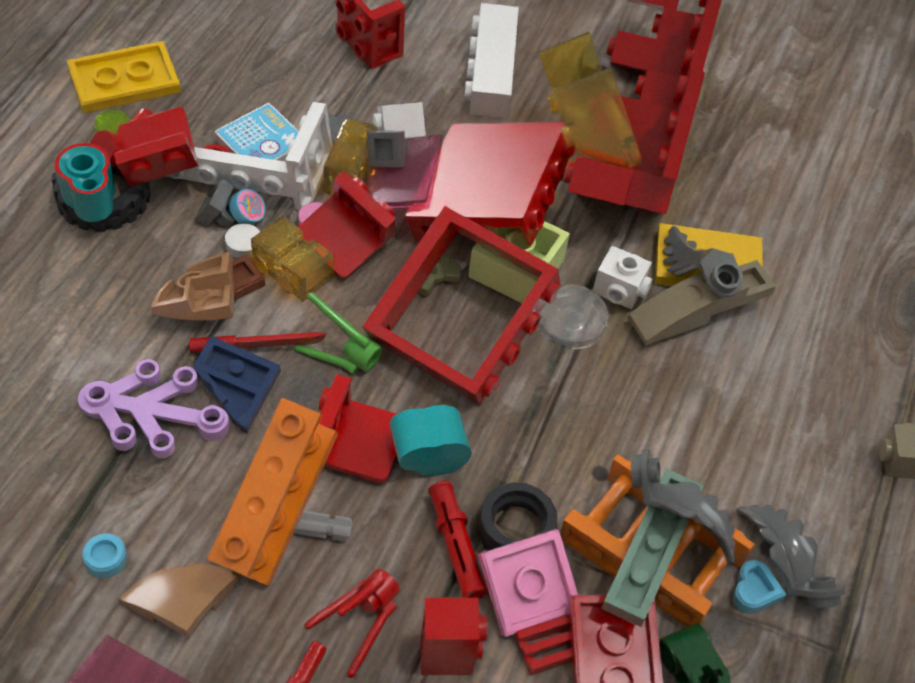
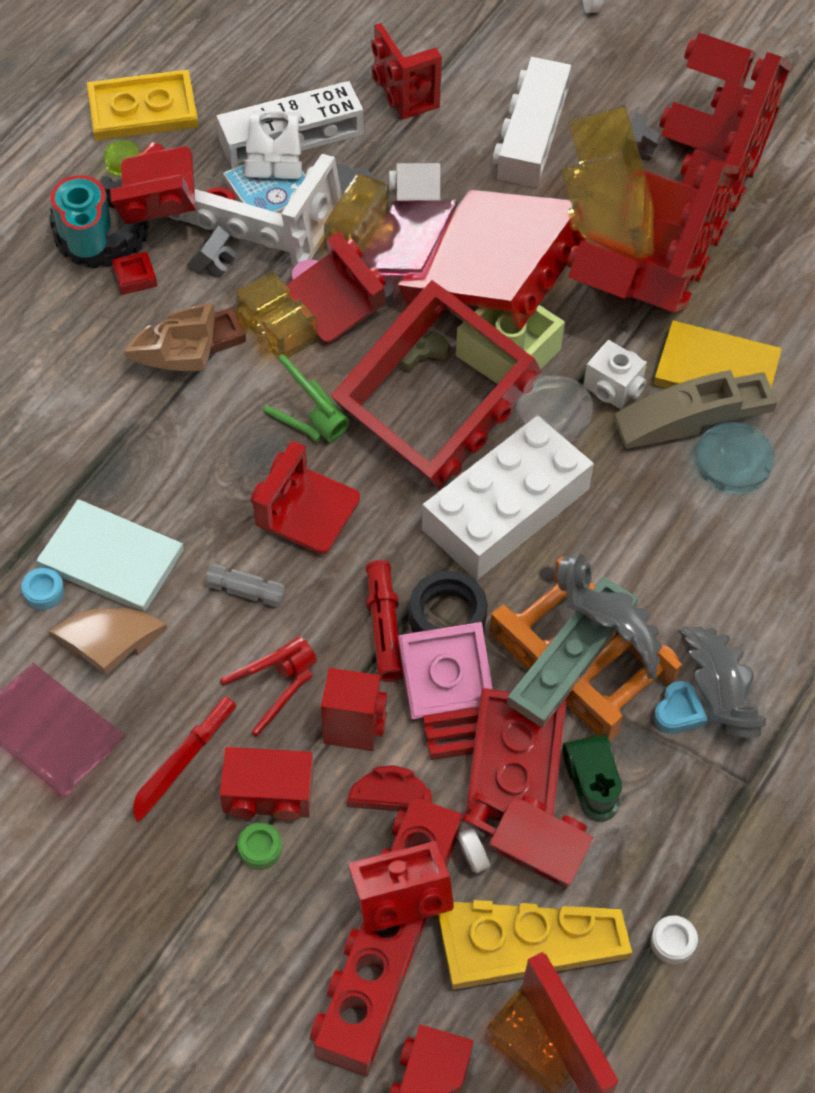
camera: 15 degrees right, 5 degrees up
(110, 142) = (109, 177): red tile -> none
(144, 232) = (134, 273): none -> red tile
(150, 406) = (110, 450): lavender plant -> none
(166, 511) = (111, 555): none -> light aqua tile
(197, 345) = (201, 397): red piece -> none
(236, 379) = (197, 433): dark blue wing -> none
(239, 239) = (225, 290): white tile -> none
(247, 206) = (241, 257): tile -> none
(261, 110) = (273, 156): none -> white piece
(270, 79) = (326, 117): none -> white brick
(274, 493) = (205, 549): orange fence -> none
(387, 148) = (394, 210): dark grey tile -> none
(430, 440) = (375, 518): teal piece -> none
(548, 404) = (506, 497): none -> white brick
(710, 261) = (704, 367): dark grey plant -> none
(745, 341) = (735, 457): none -> clear light blue tile

